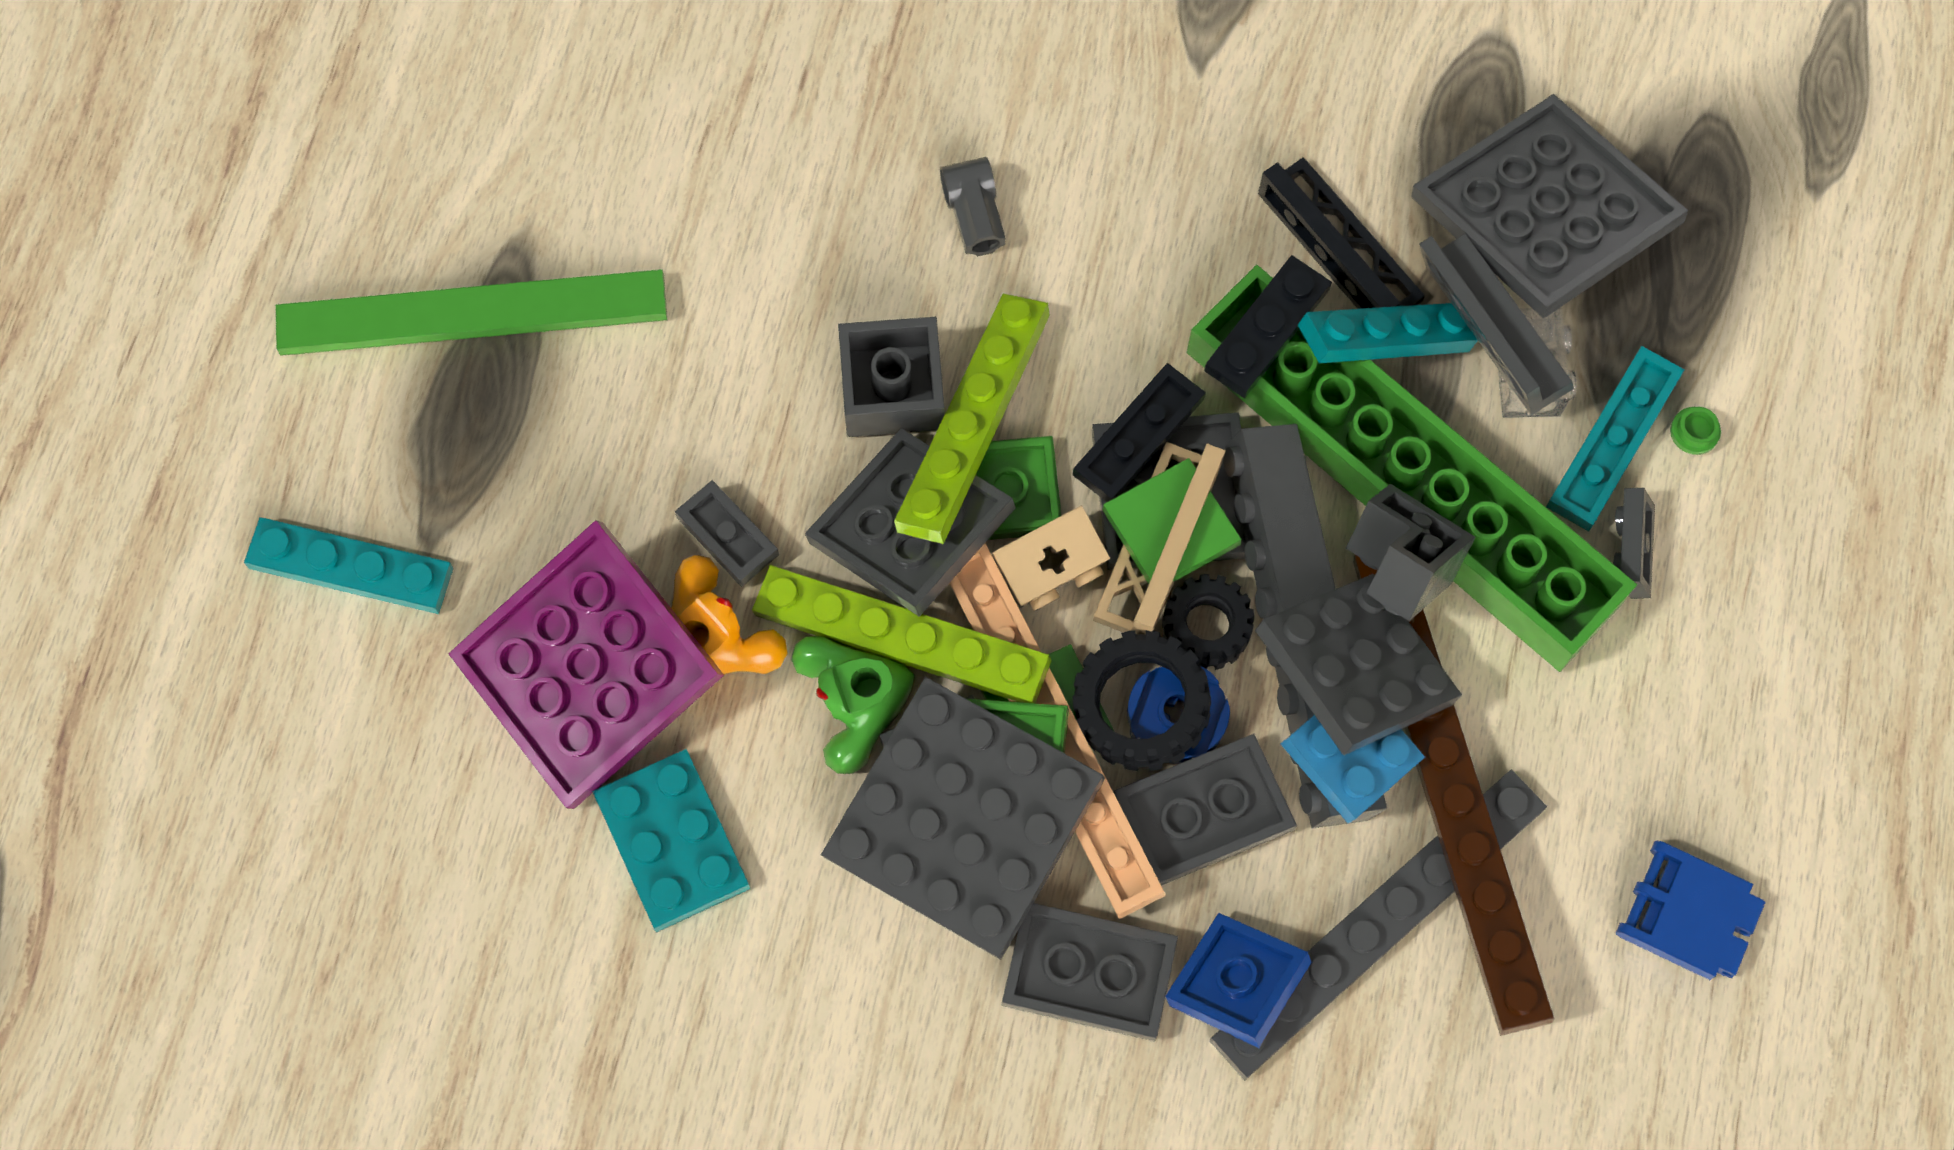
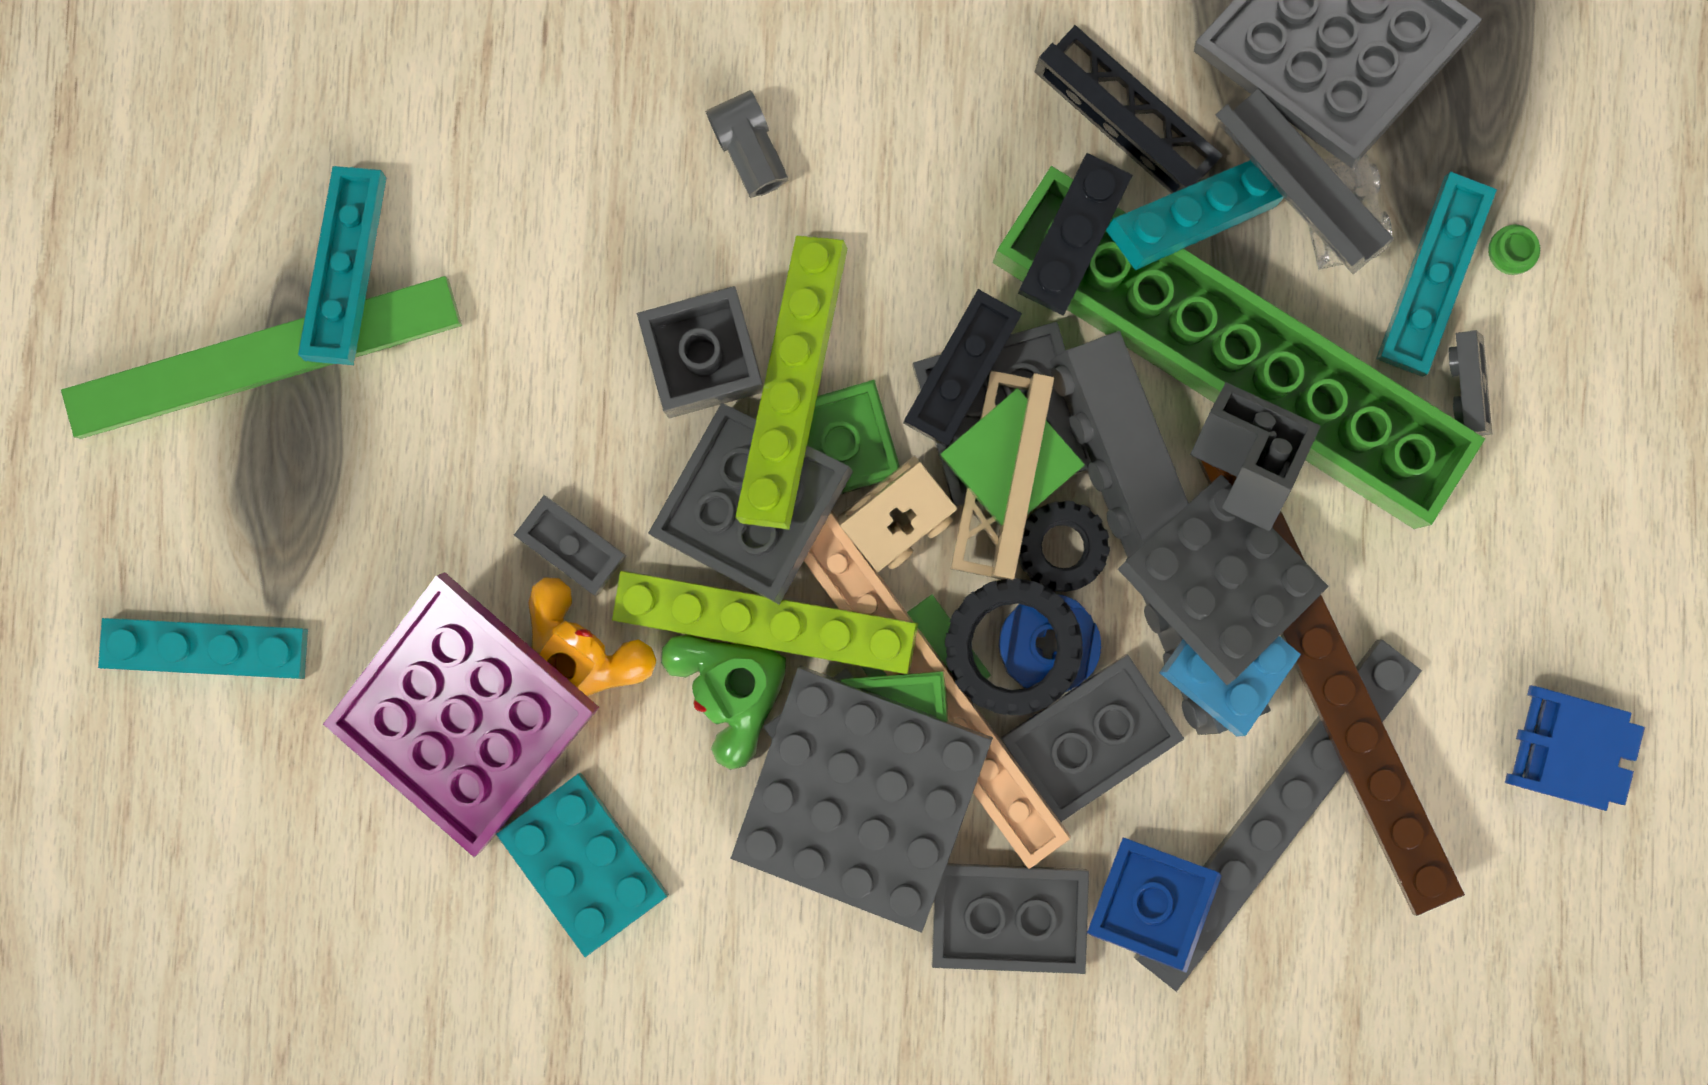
camera: 10 degrees left, 15 degrees up
(569, 241) = (342, 265): none -> teal plate

